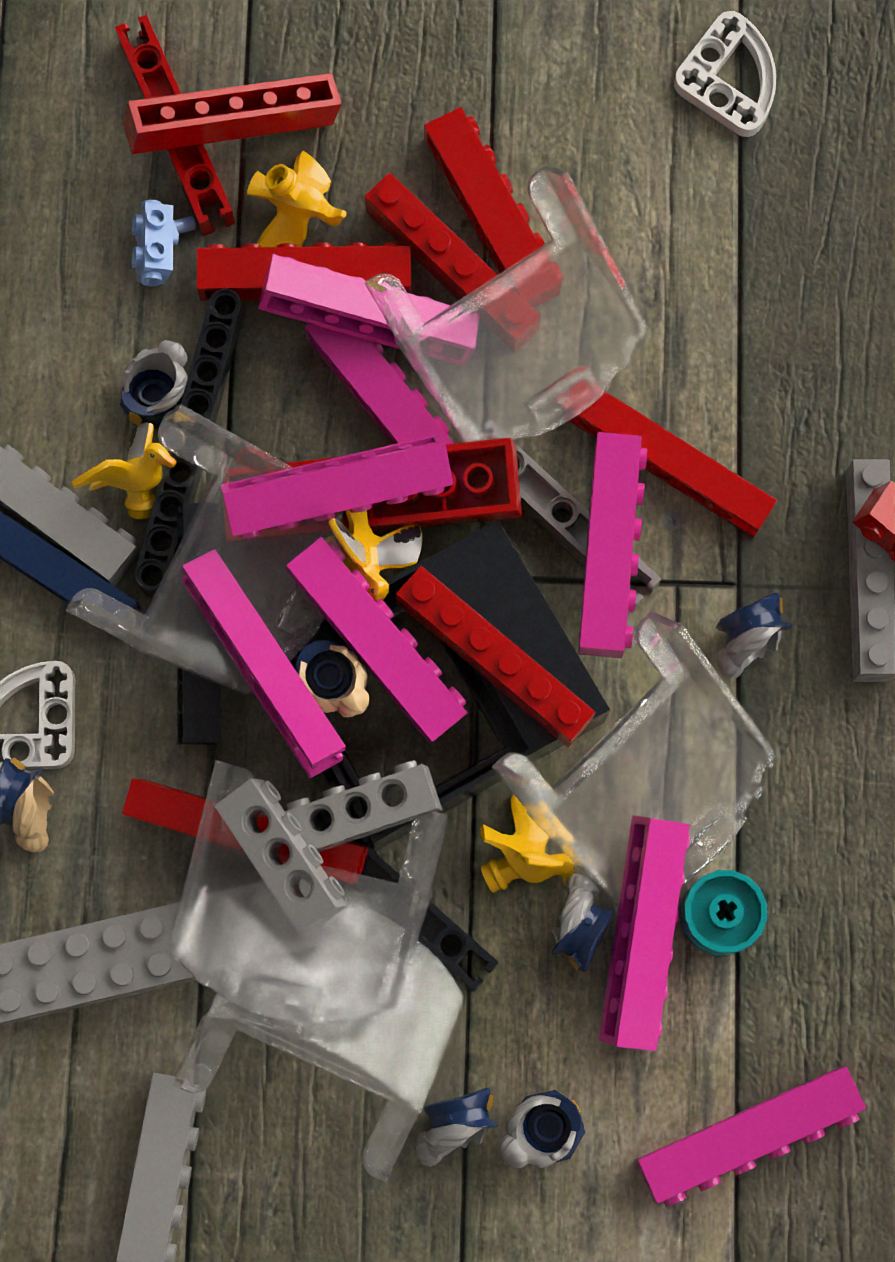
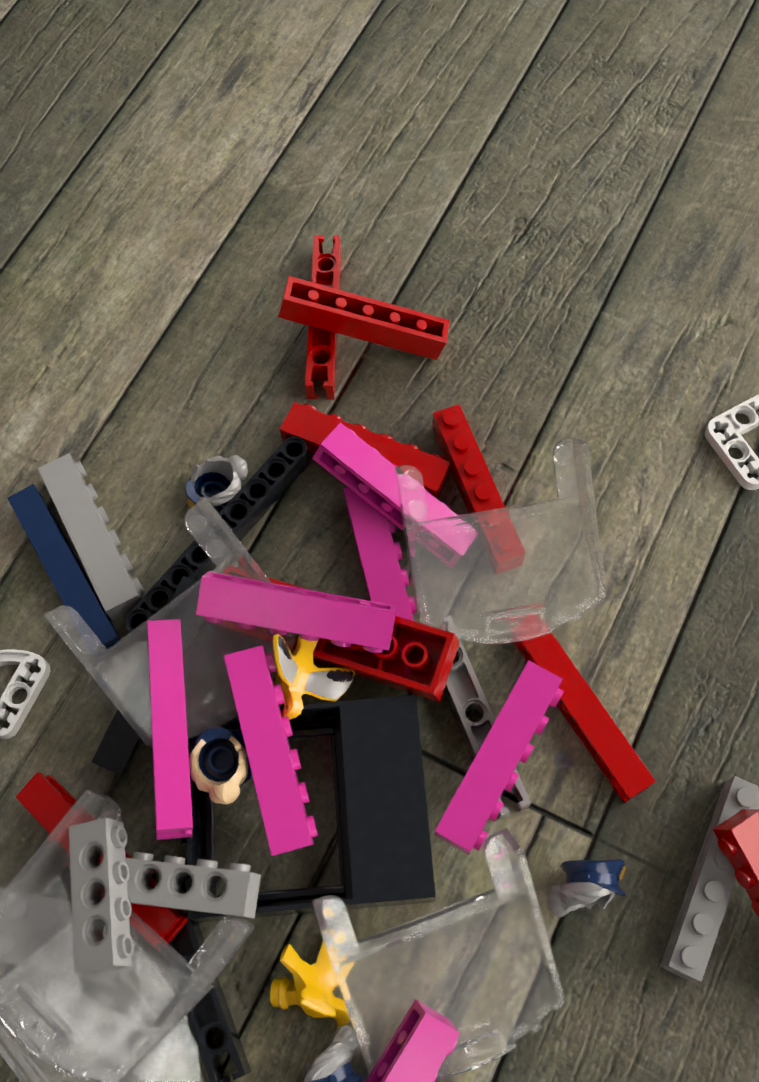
camera: 30 degrees right, 10 degrees down
(136, 475) = (164, 543): yellow animal -> none
(155, 239) = (273, 381): light blue brick -> none
(297, 199) = (382, 397): yellow animal -> none
(481, 188) = (524, 443): red brick -> none
(495, 656) = (359, 809): red brick -> none

